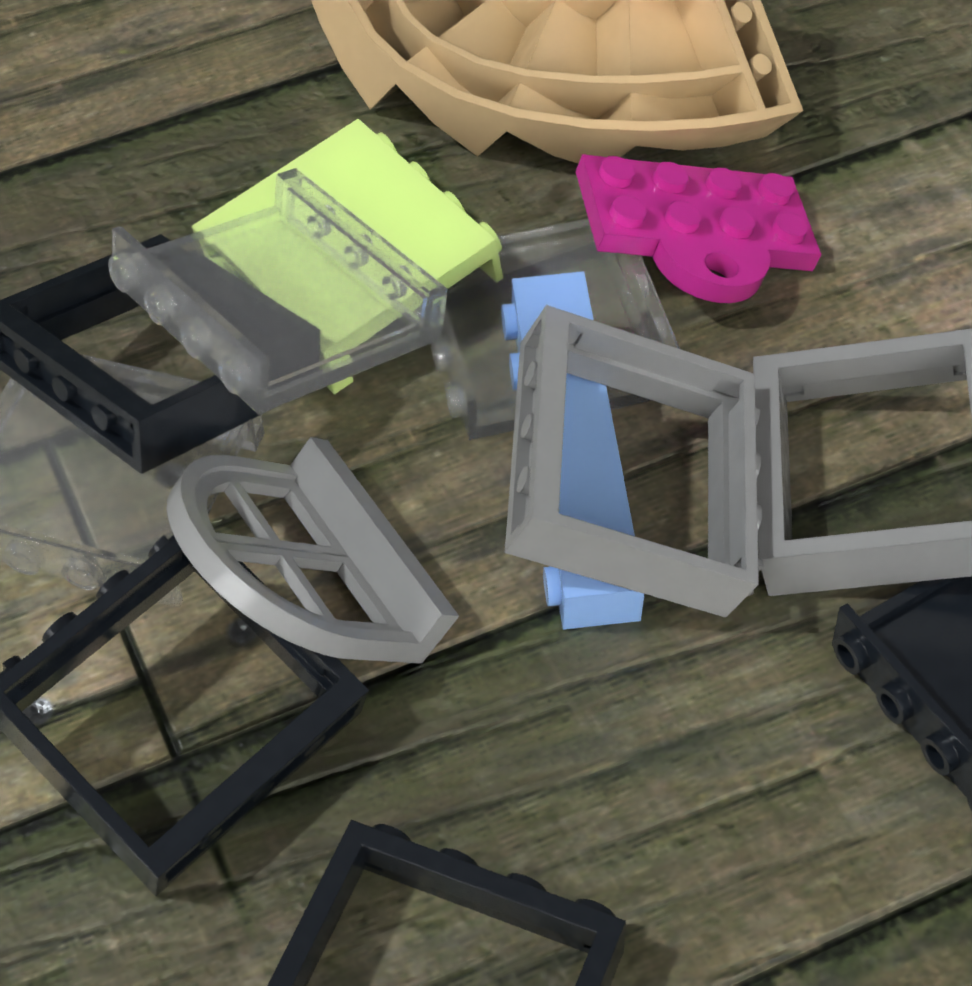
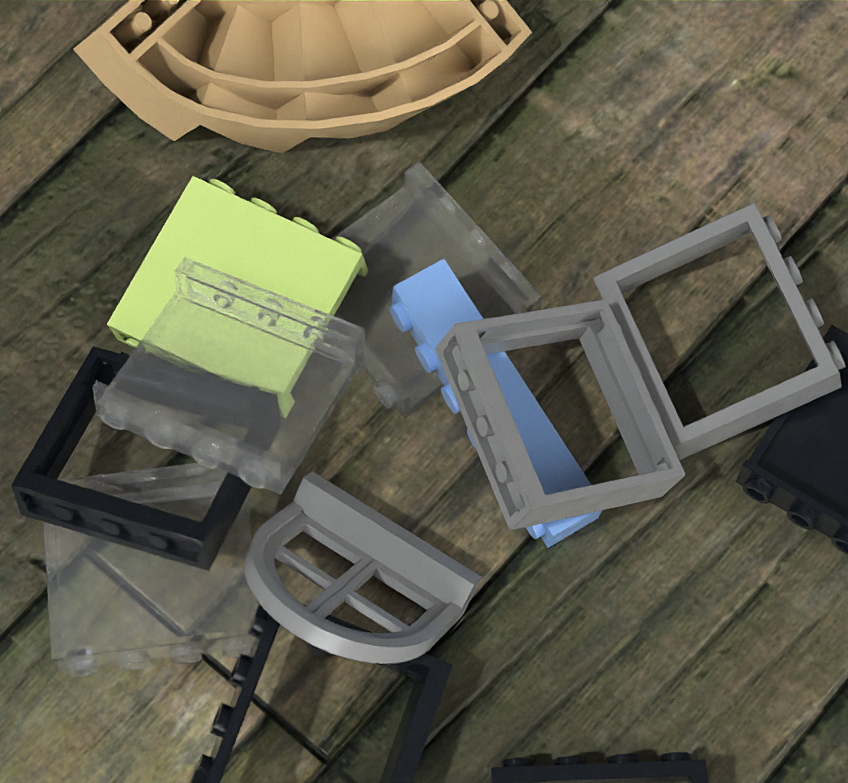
camera: 25 degrees left, 15 degrees up
(698, 222) = (495, 166): dark pink plate -> none

